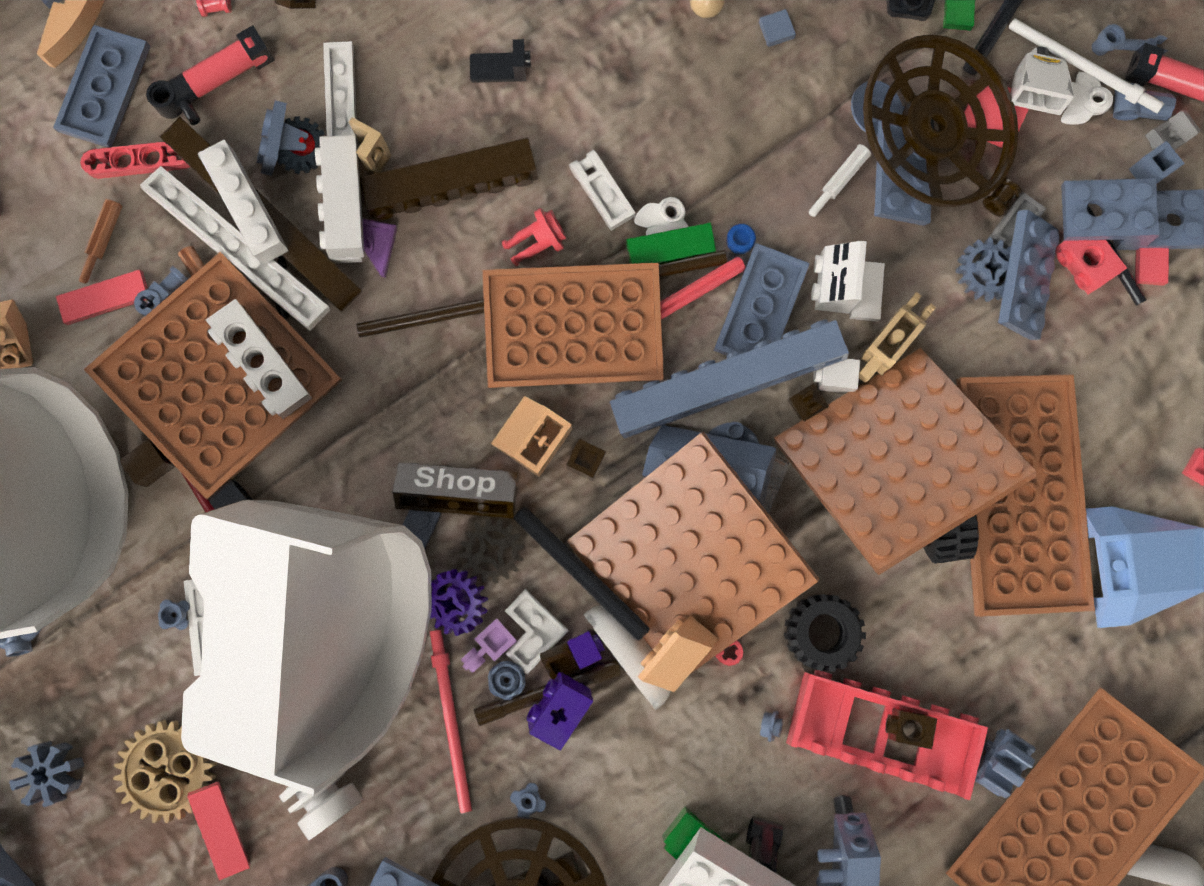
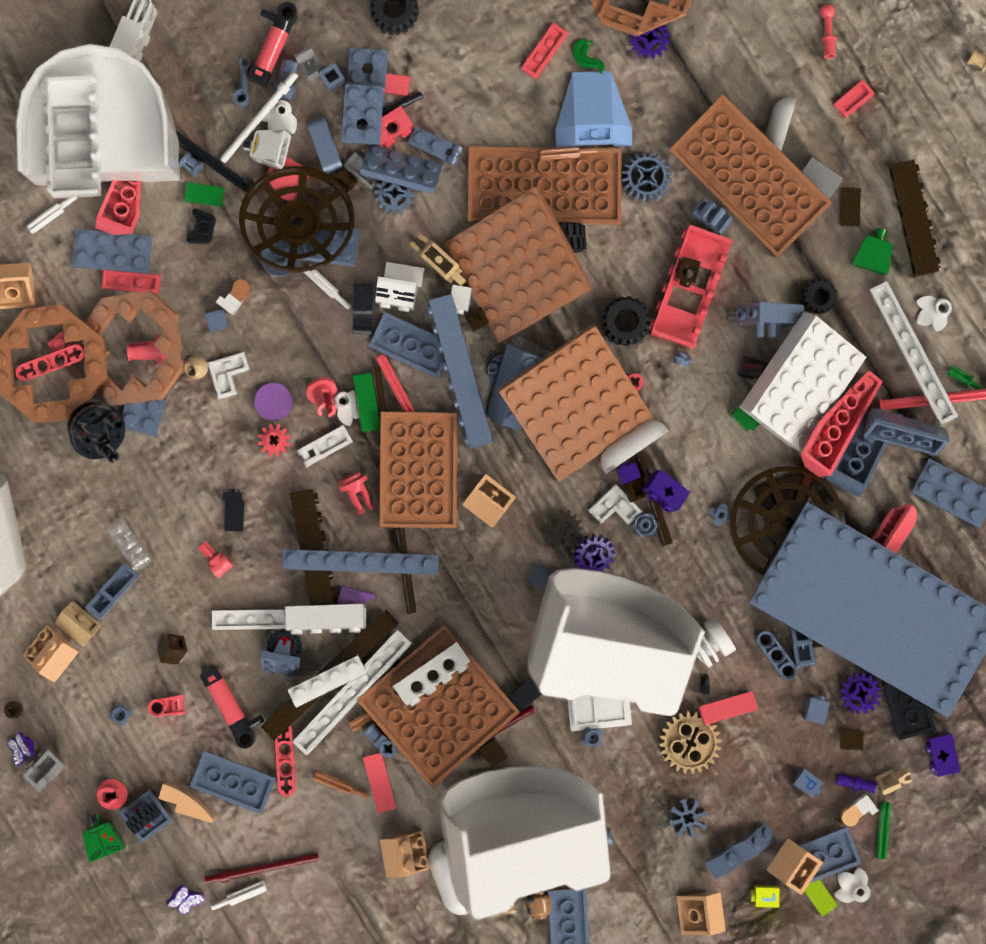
camera: 85 degrees left, 5 degrees up
(257, 790) = (705, 684): none -> black tile
(373, 148) = (292, 595): tan panel -> none
(421, 46) = (218, 563): none -> coral axle
(427, 241) = (360, 562): none -> sand blue brick
(440, 661) = (631, 566): coral bar -> none
(455, 490) = (522, 551): brick -> none
(494, 642) = (620, 531): lavender plate -> none
(582, 574) = (582, 471): black axle -> none
(585, 460) = (507, 466): dark brown panel -> none
(606, 106) = (266, 440): none -> coral gear
(663, 113) = (273, 401): none -> medium lavender tile
(677, 654) = (634, 414): light nougat slope -> none
(682, 178) = (322, 394): none -> coral piece
(703, 41) = (224, 369): none -> white tile
(741, 239) = (363, 355): blue tile -> none
(811, 232) = (362, 308): none -> black piece
(814, 50) = (236, 297): none -> leg
(1052, 163) = (324, 145): none -> sand blue beam
(1066, 326) = (434, 146): none -> sand blue plate
(1070, 638) = (640, 171): none -> sand blue gear
(1081, 522) = (565, 152): none -> nougat axle

